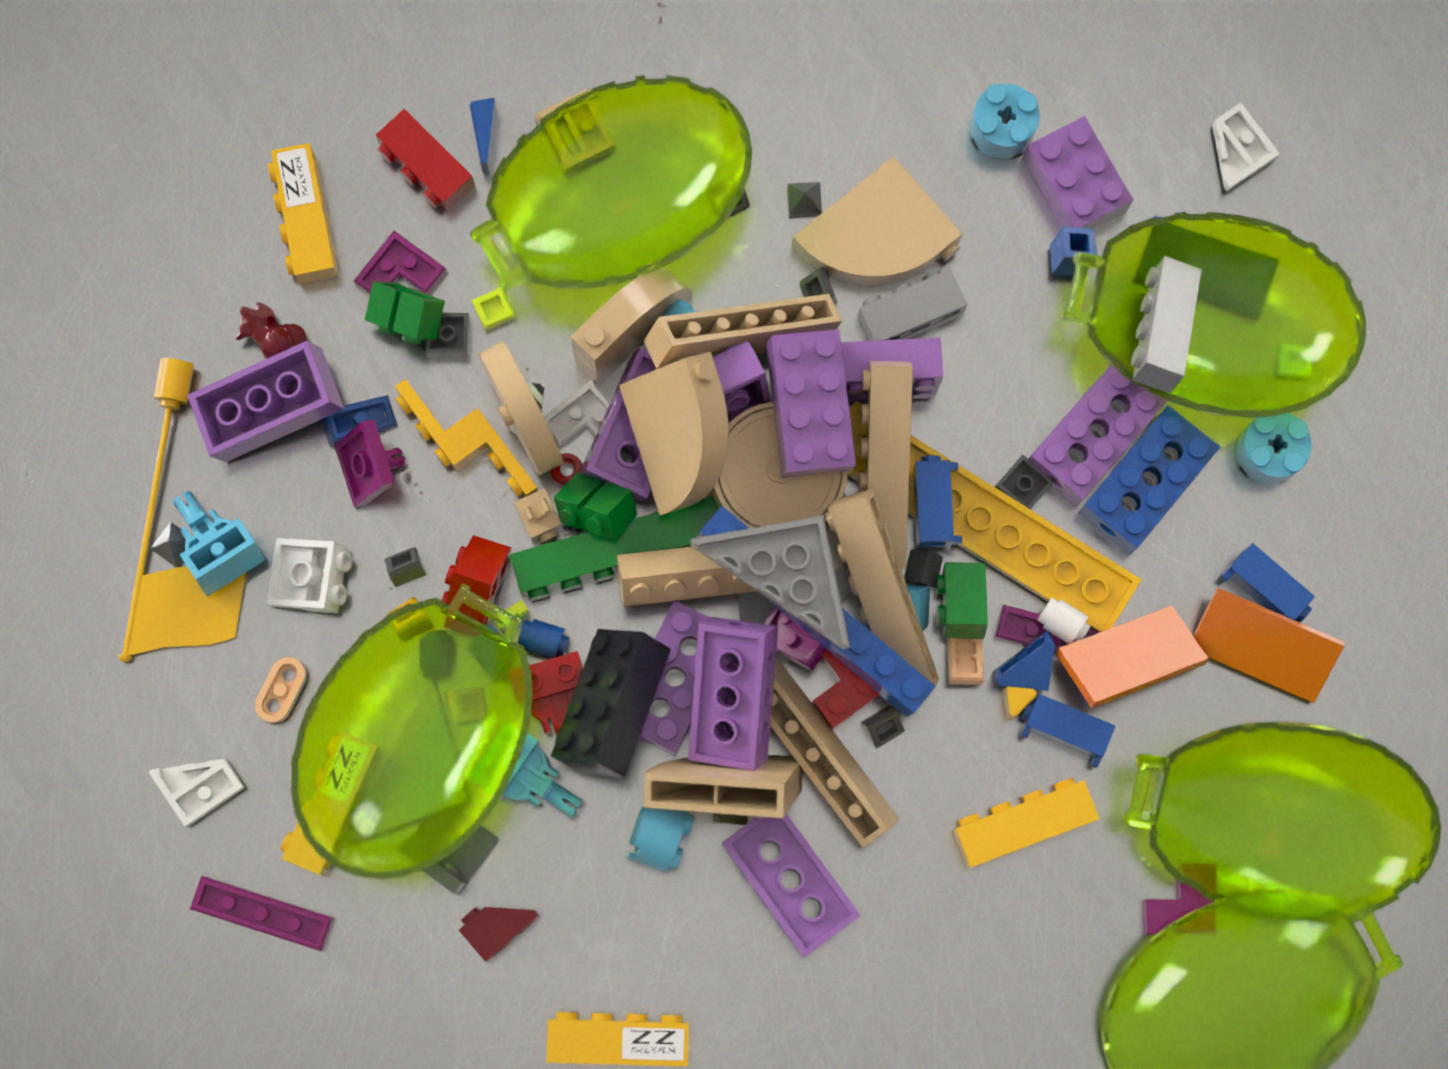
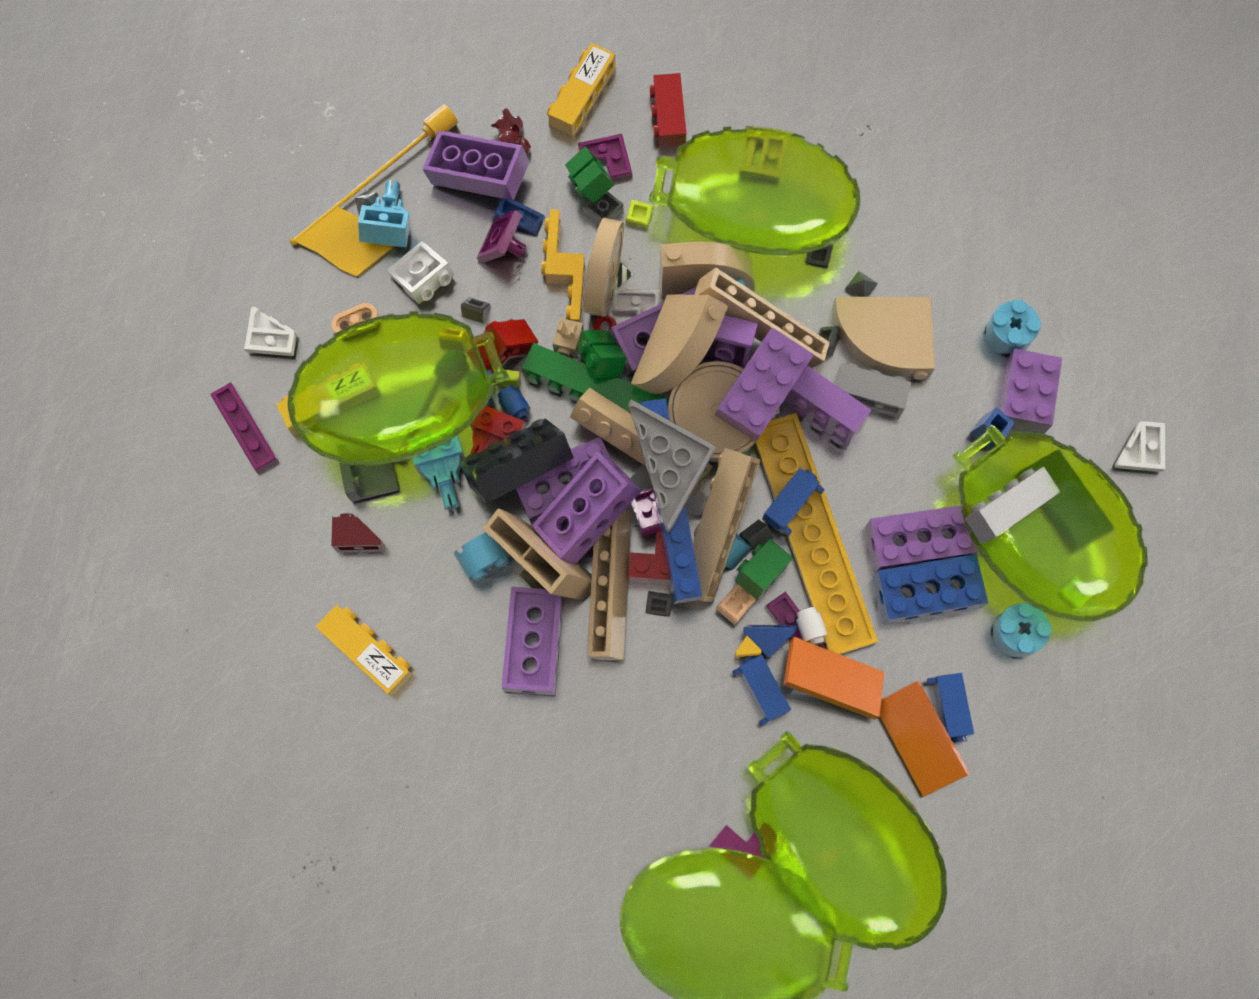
camera: 45 degrees right, 5 degrees down
(484, 119) = (717, 115): blue slope -> none
(888, 445) = (788, 448): tan brick -> none
(1024, 483) = (855, 535): dark grey piece -> none
(1025, 823) = (693, 722): yellow brick -> none

